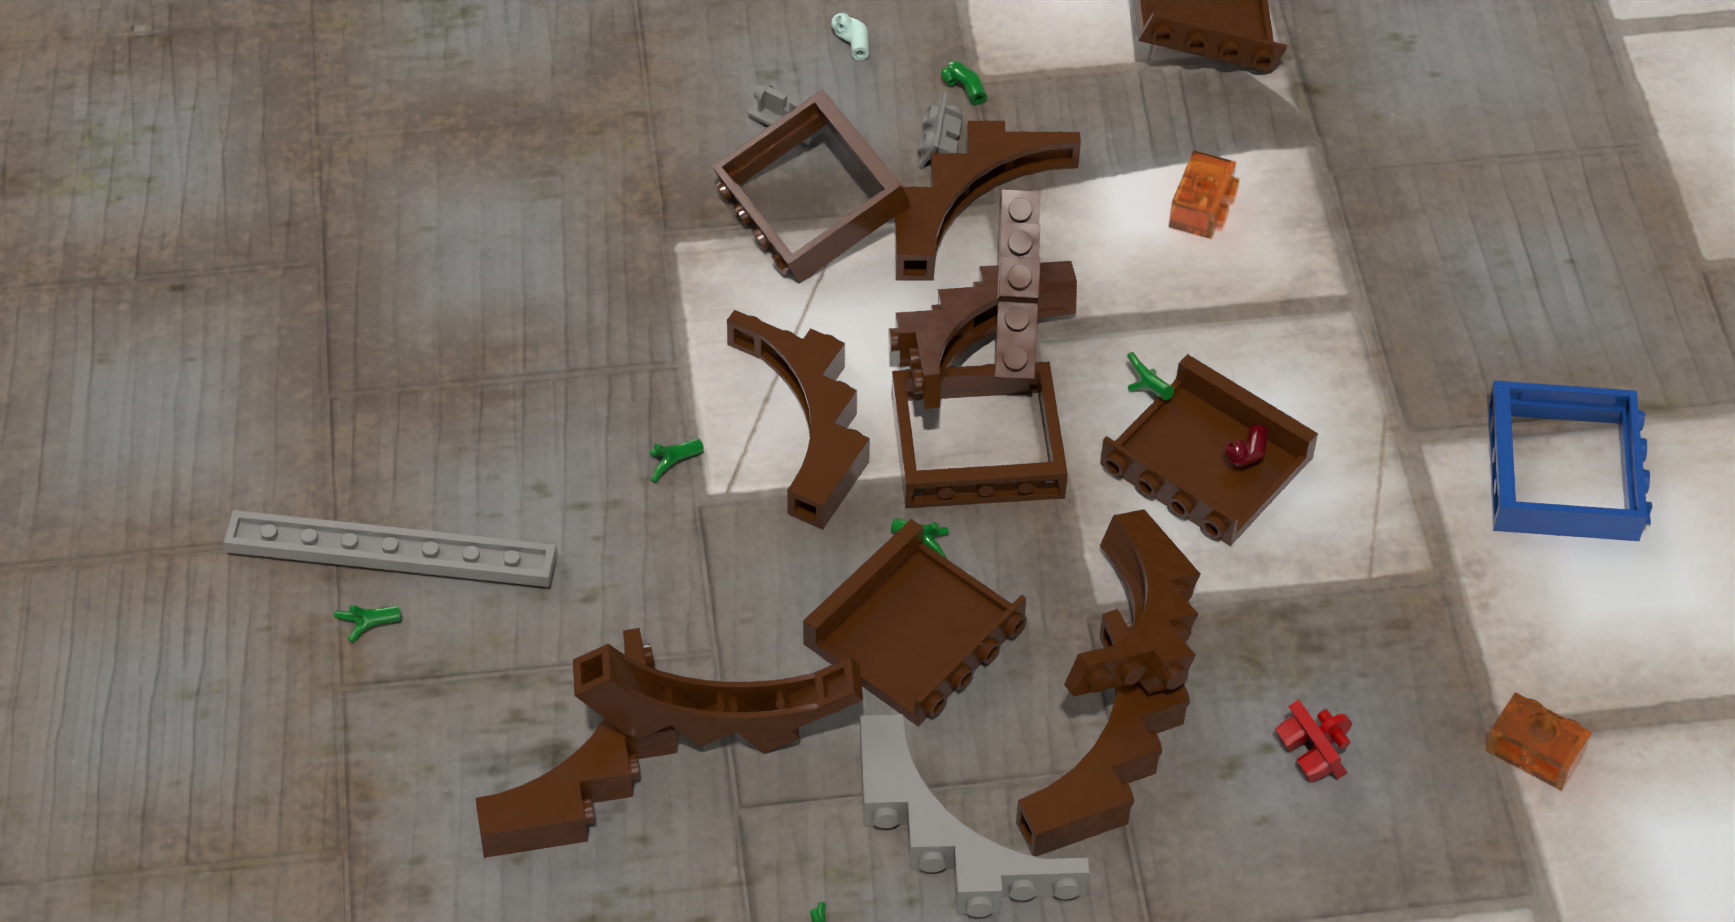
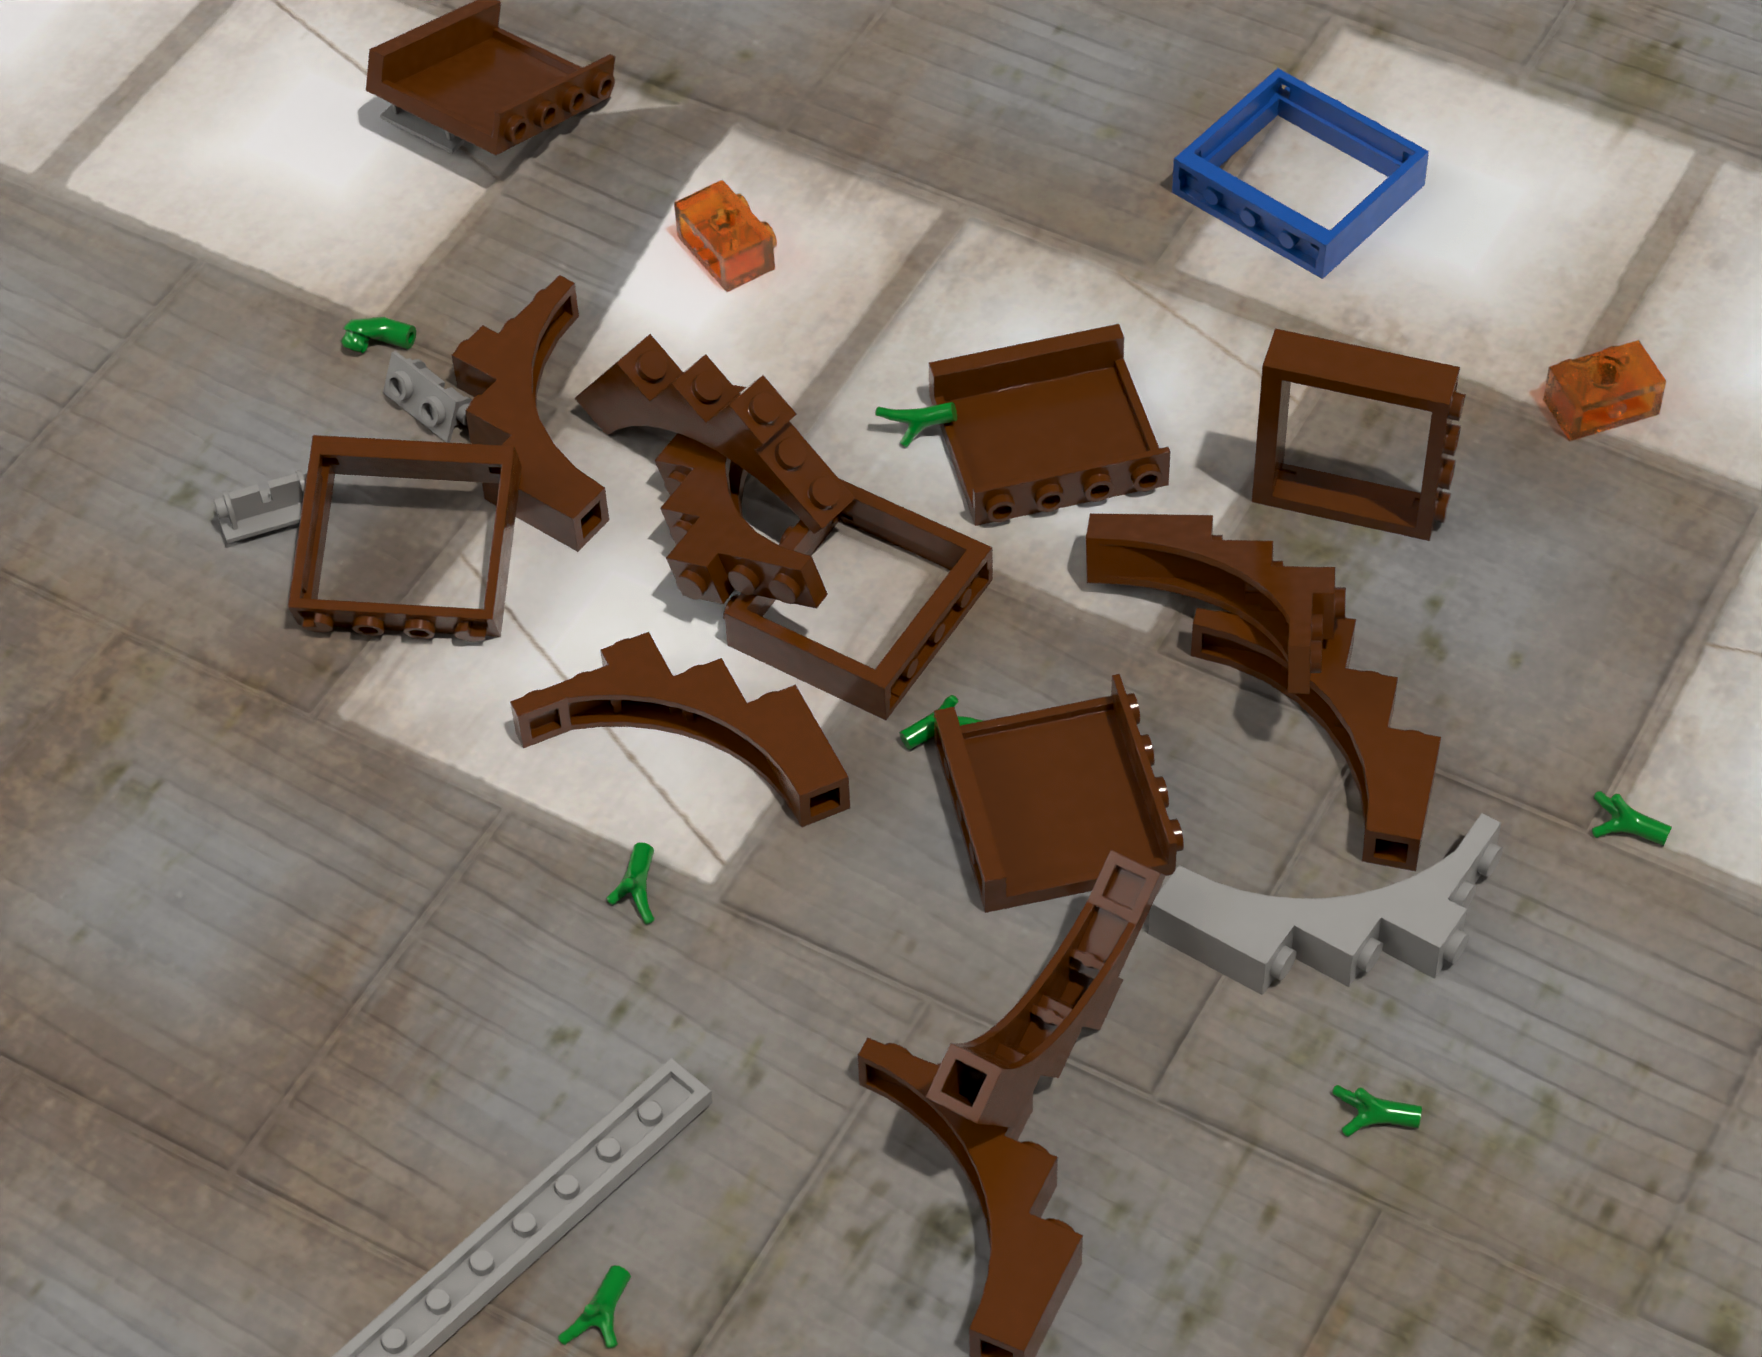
camera: 50 degrees left, 0 degrees up
(852, 32) = (214, 385): light aqua arm -> none
(1249, 452) = (1081, 388): dark red arm -> none
(1302, 728) = (1470, 546): red hips -> none
(1306, 542) = (1367, 375): none -> reddish brown window

